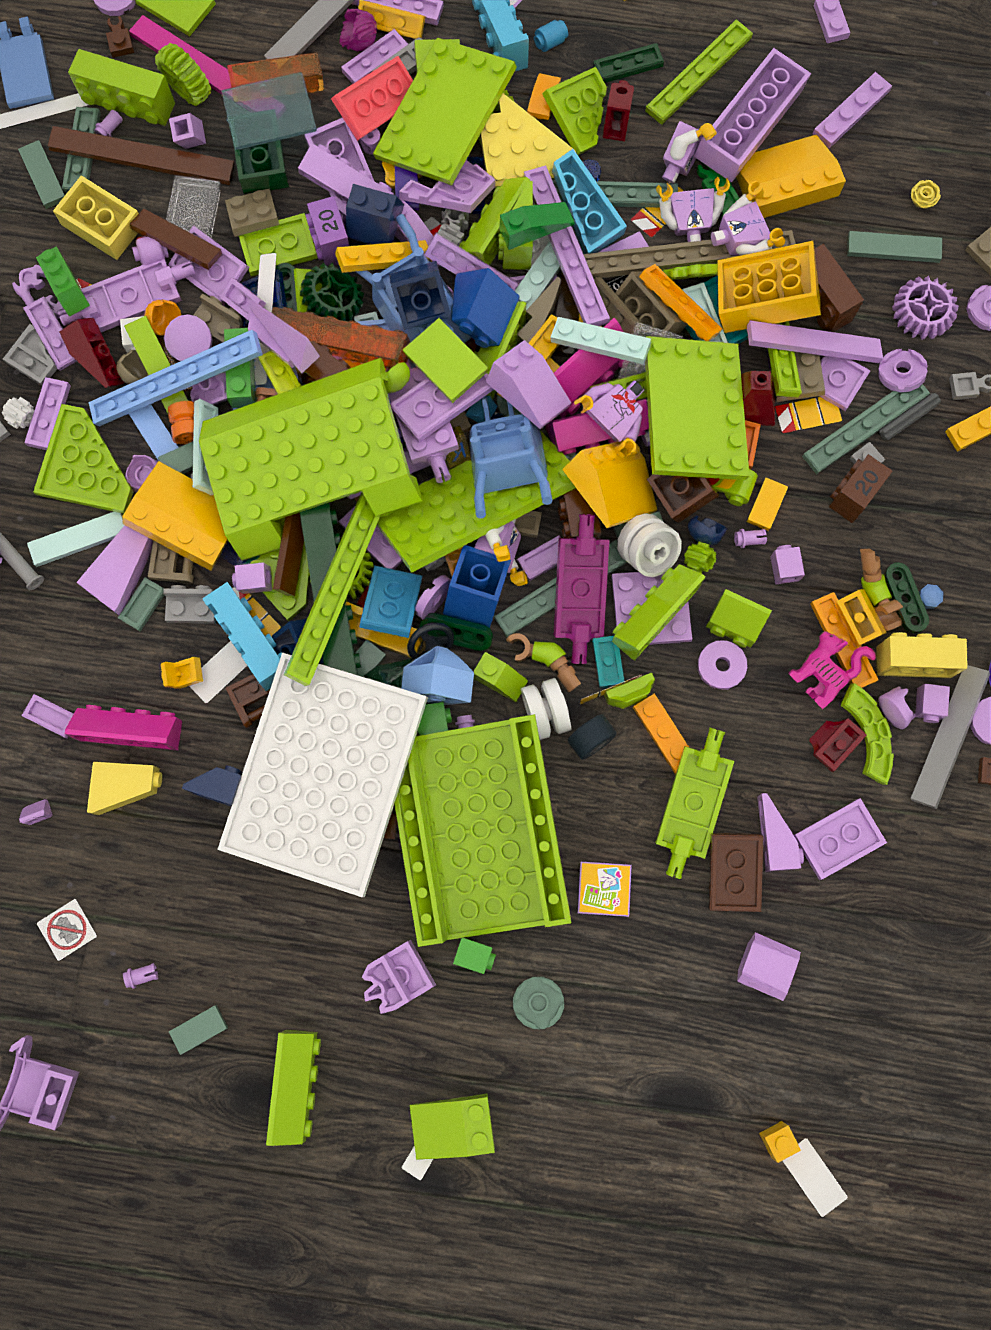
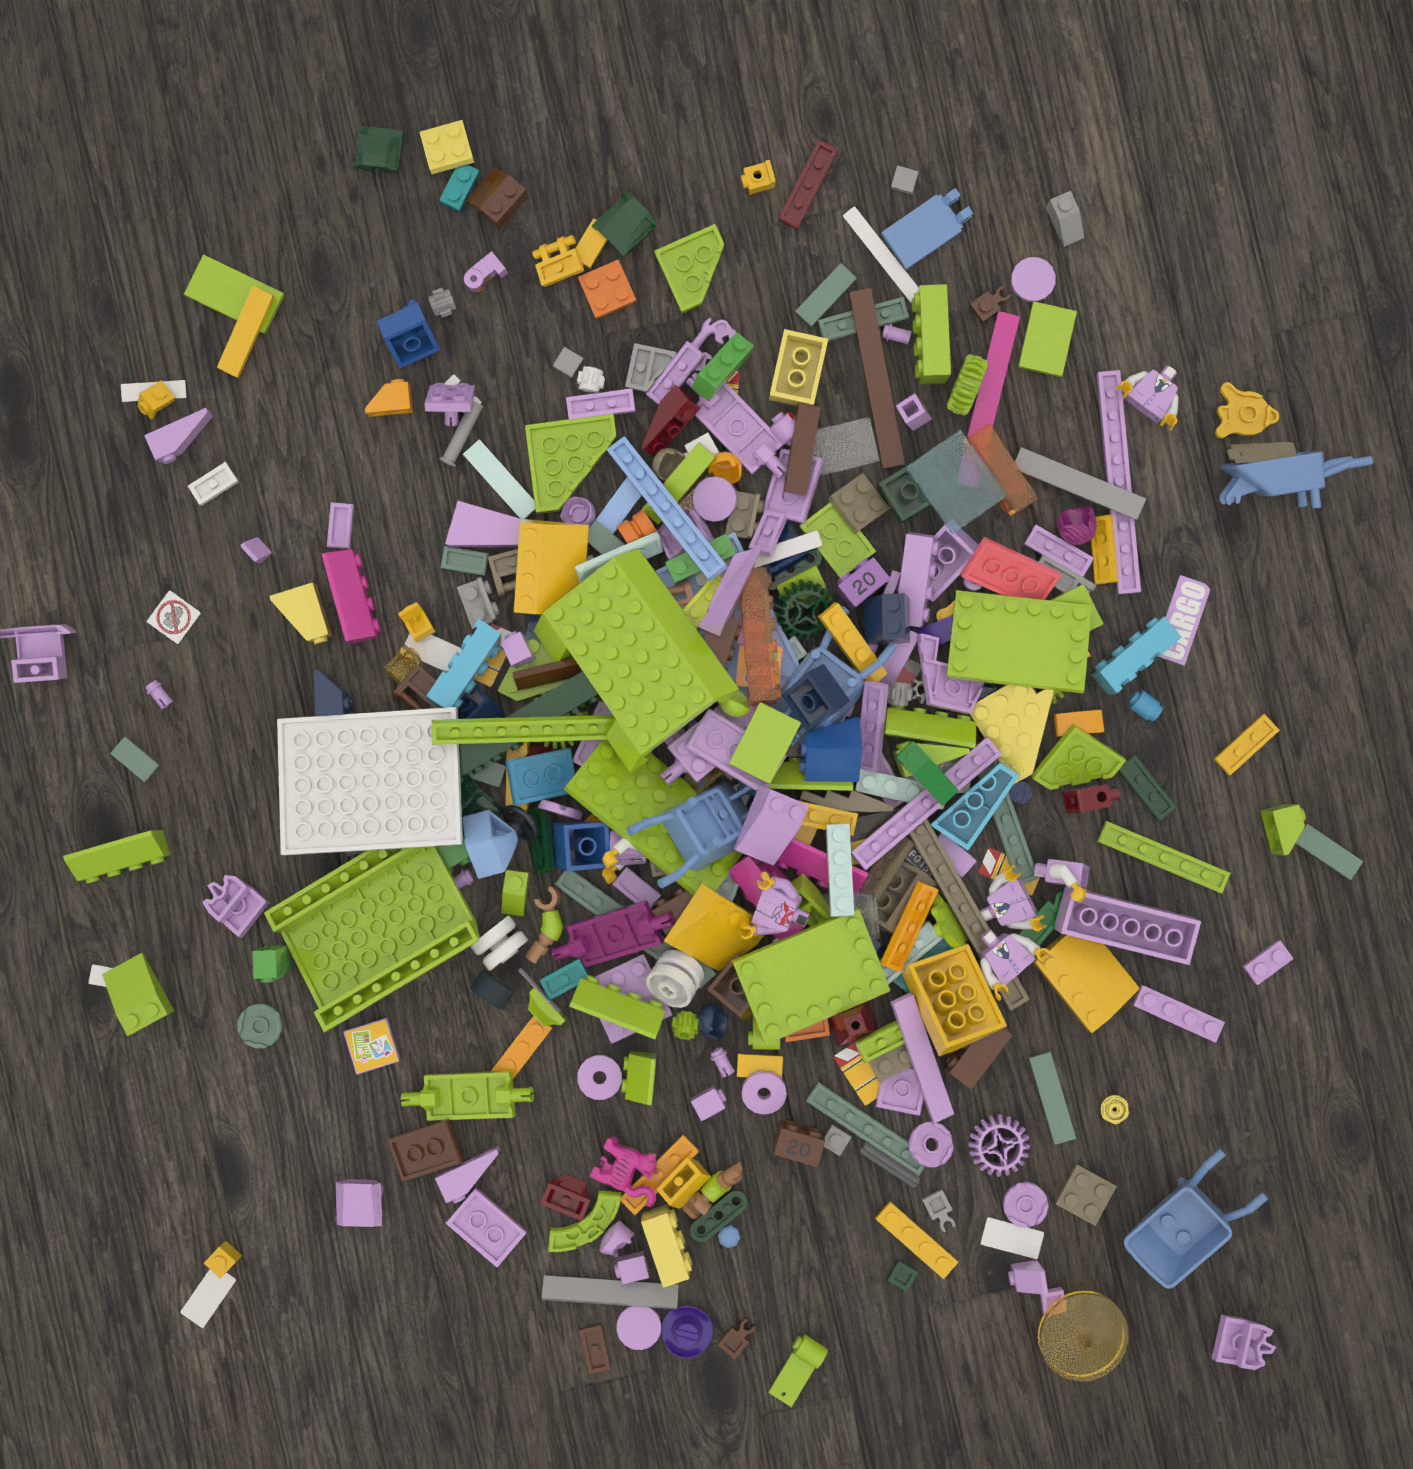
camera: 65 degrees right, 10 degrees up
(218, 702) = (402, 664): none -> clear yellow bracket
(807, 505) = (764, 1104): none -> lavender tile

